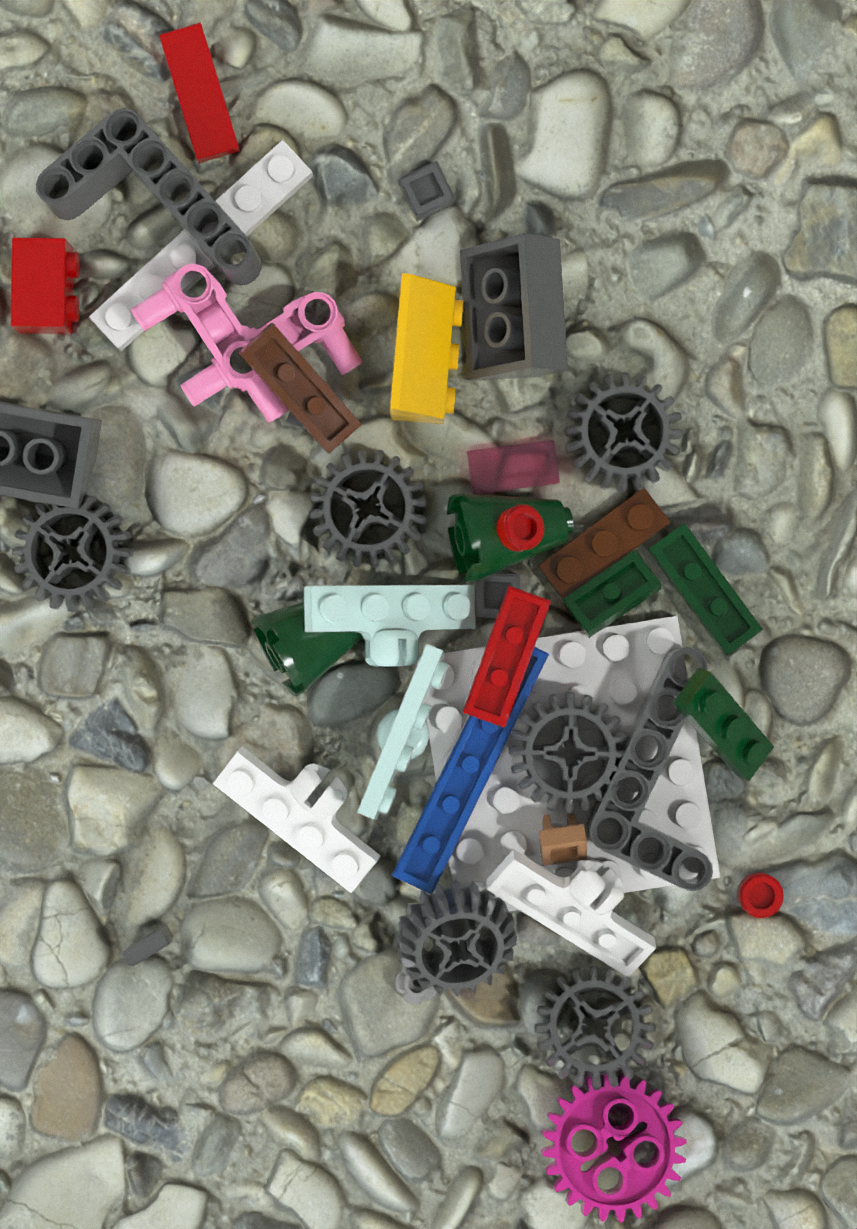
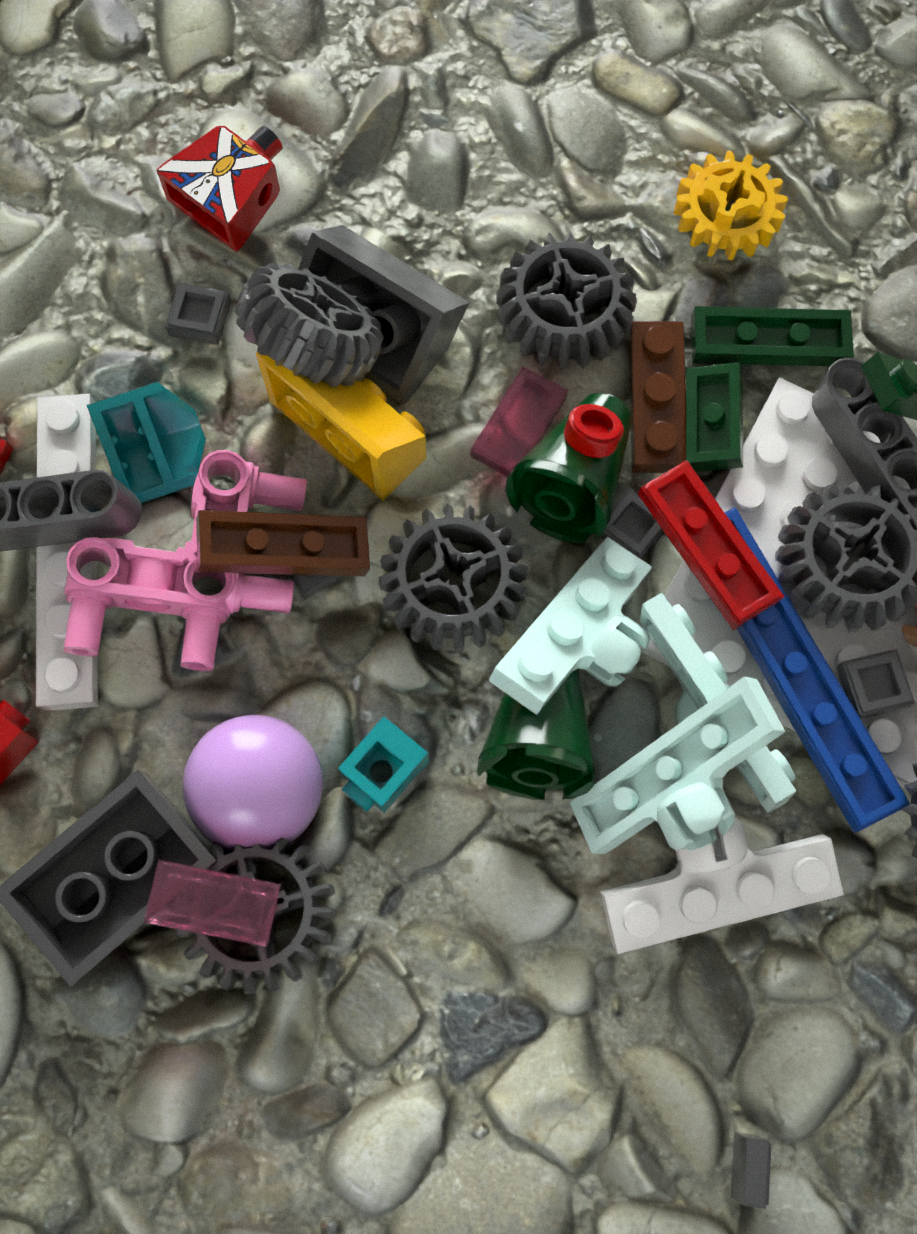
camera: 55 degrees left, 15 degrees down
(52, 527) = (212, 903): none -> clear pink tile
(144, 489) = (252, 782): none -> lavender piece
(232, 553) = (386, 746): none -> teal brick
(308, 241) = (150, 440): none -> teal slope
(333, 744) = (681, 775): none -> light aqua plate
(452, 288) = (308, 325): none -> dark grey gear
(496, 823) = (876, 684): none -> dark grey tile
(535, 130) = (224, 182): none -> torso
(782, 472) = (752, 216): none -> yellow gear

